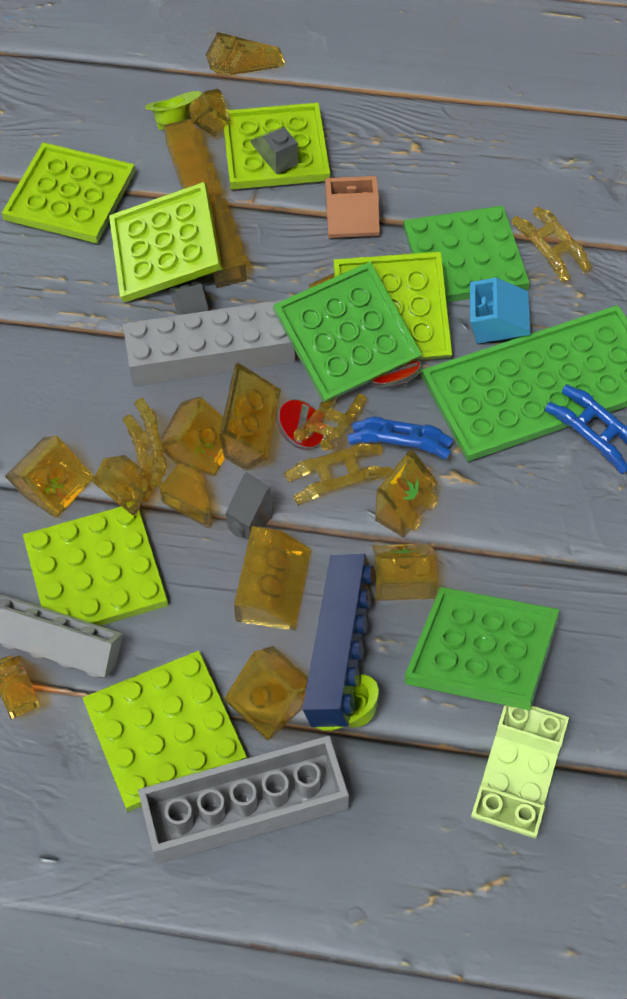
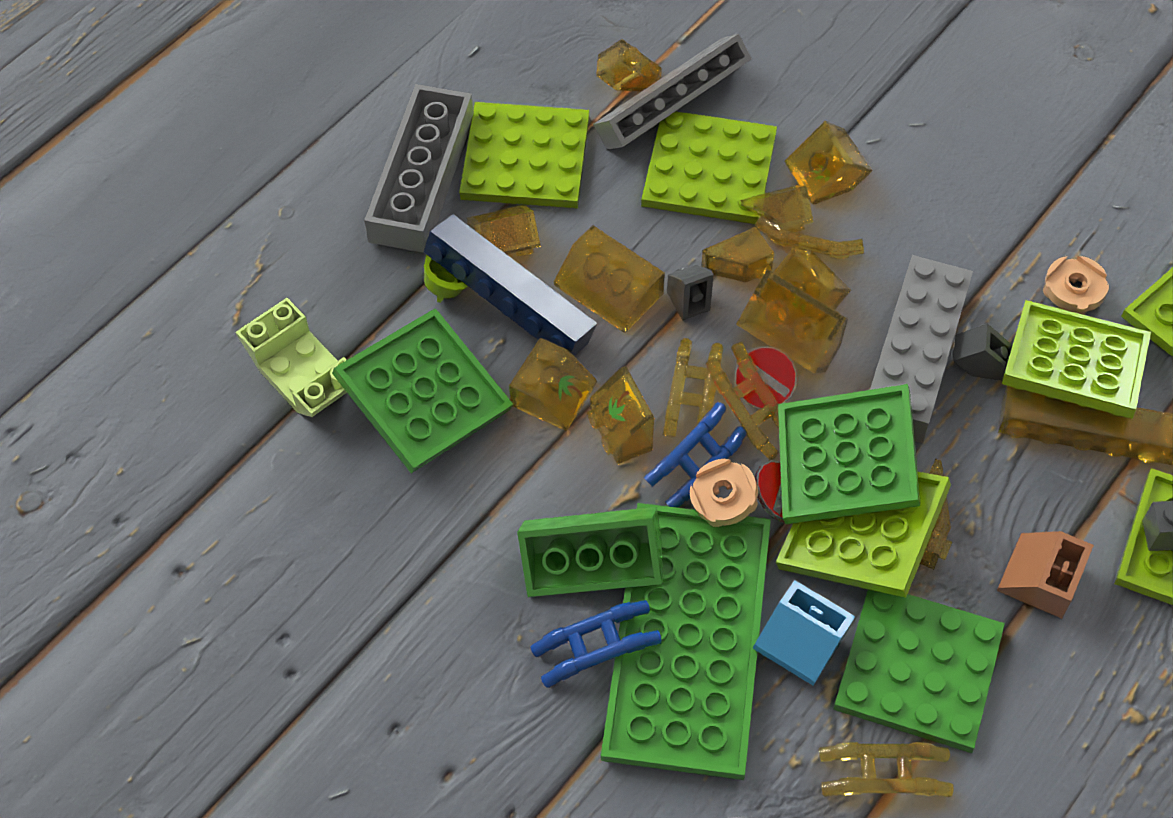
camera: 120 degrees right, 0 degrees up
(88, 286) = (1073, 299): none -> light nougat plate
(421, 408) = (732, 508): none -> light nougat plate
(531, 459) = (591, 552): none -> bright green slope

